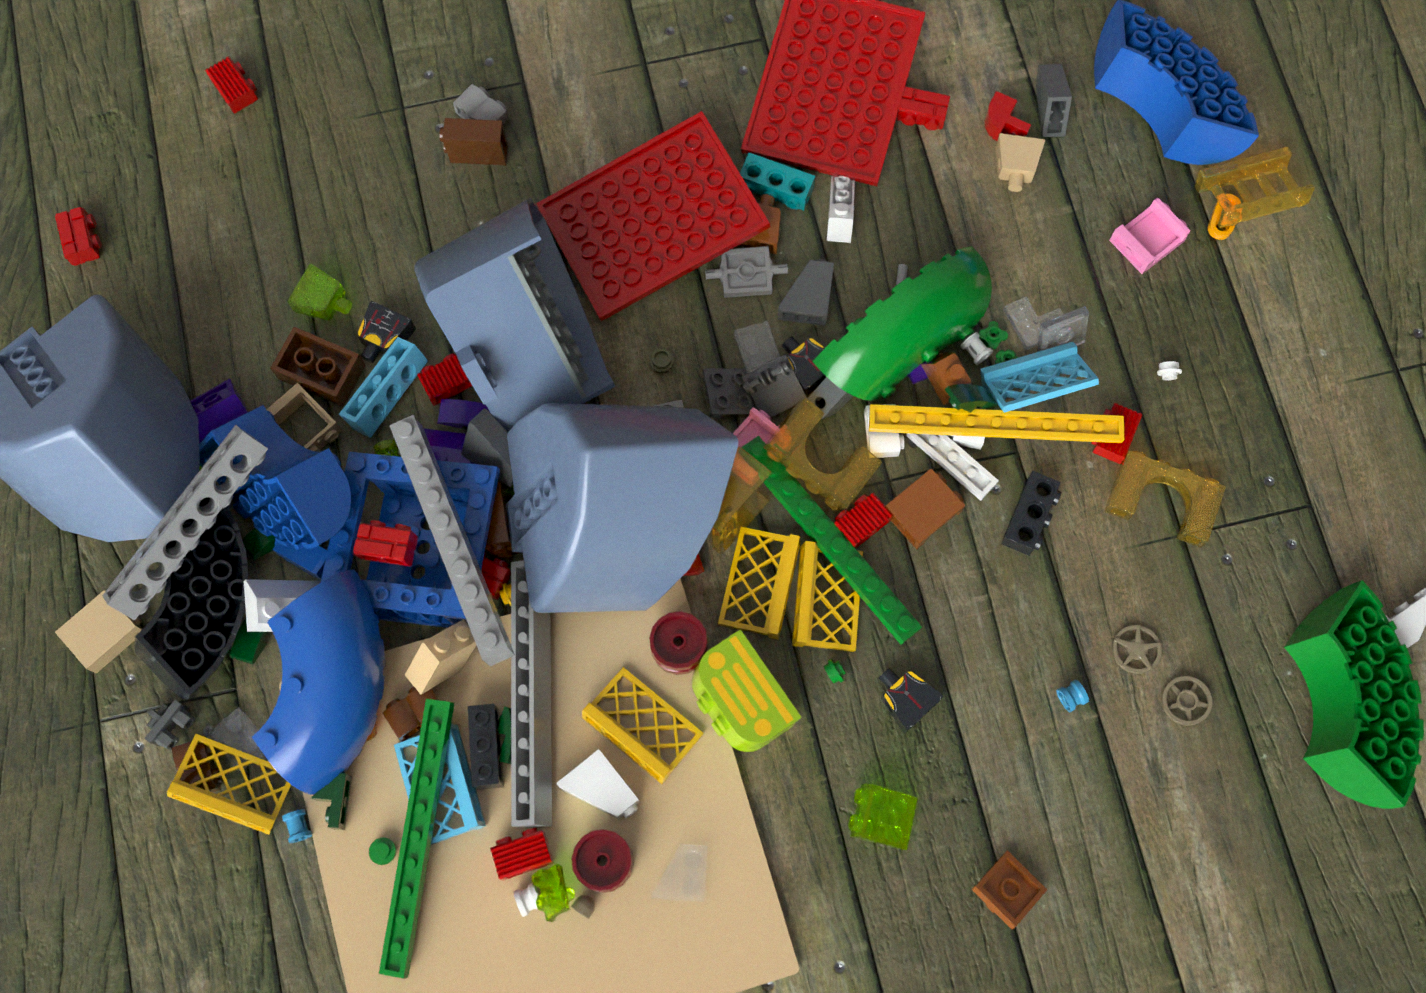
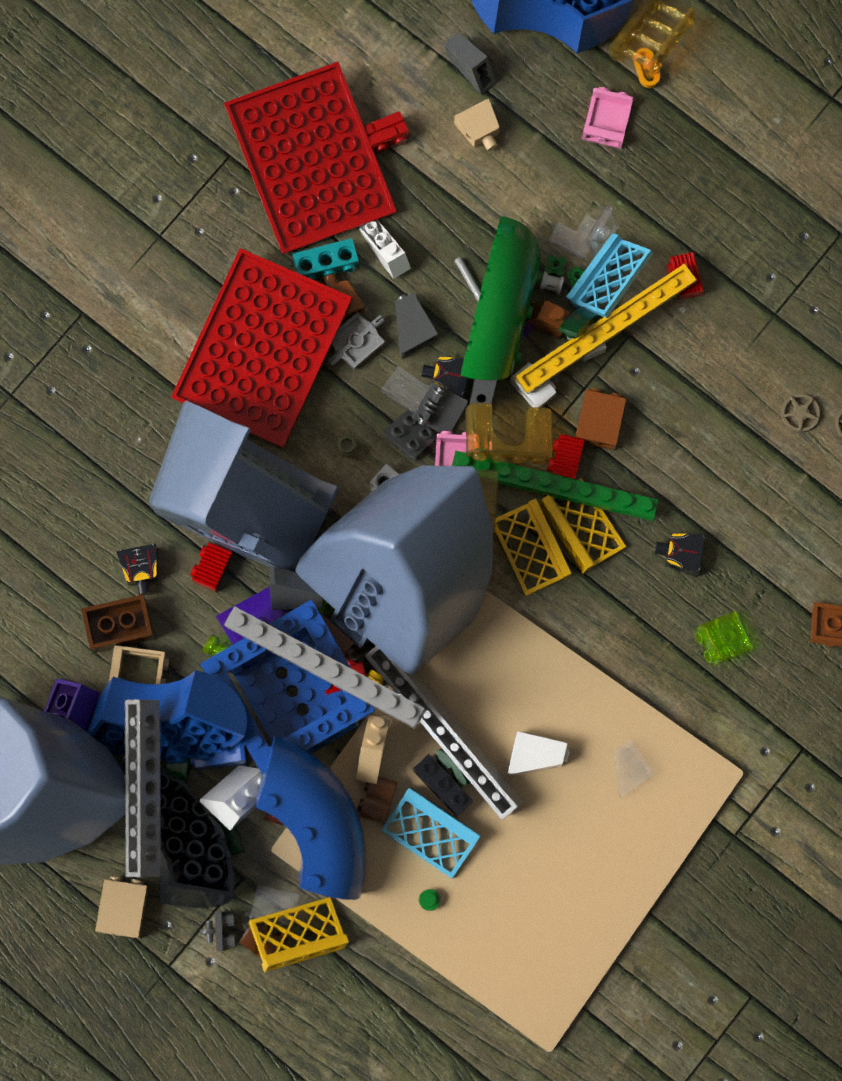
camera: 45 degrees left, 5 degrees up
(297, 826) = (360, 928): dark azure bush -> none
(319, 295) = (73, 574): clear neon green torso -> none
(338, 794) = (372, 887): dark green slope -> none
(383, 387) = (175, 604): medium azure brick -> none
(385, 543) = (283, 703): red brick -> none
(416, 839) = (447, 872): green plate -> none
(458, 412) = (244, 581): dark purple slope -> none
(474, 141) = (92, 384): reddish brown brick -> none
(476, 104) = (73, 357): light grey brick -> none
(521, 854) = (520, 833): red brick -> none
(526, 899) = (546, 857): white wheel -> none
(554, 893) = (559, 840): clear neon green hips -> none
(584, 905) = (583, 834): dark tan hinge -> none
(588, 853) = (587, 797): dark red wheel -> none
(627, 742) = (532, 714): yellow fence -> none
(675, 627) = (513, 639): dark red wheel -> none
(742, 695) = (579, 629): lime brick -> none
(835, 671) = (623, 569): green plate -> none
(956, 462) = (599, 373): white plate -> none
(1000, 118) = (444, 104): red brick -> none
(1032, 501) = (665, 380): black brick -> none
(1072, 695) = (783, 473): dark azure wheel -> none
(1169, 370) = (688, 206): white plate -> none
(1199, 494) = (769, 280): clear yellow arch -> none

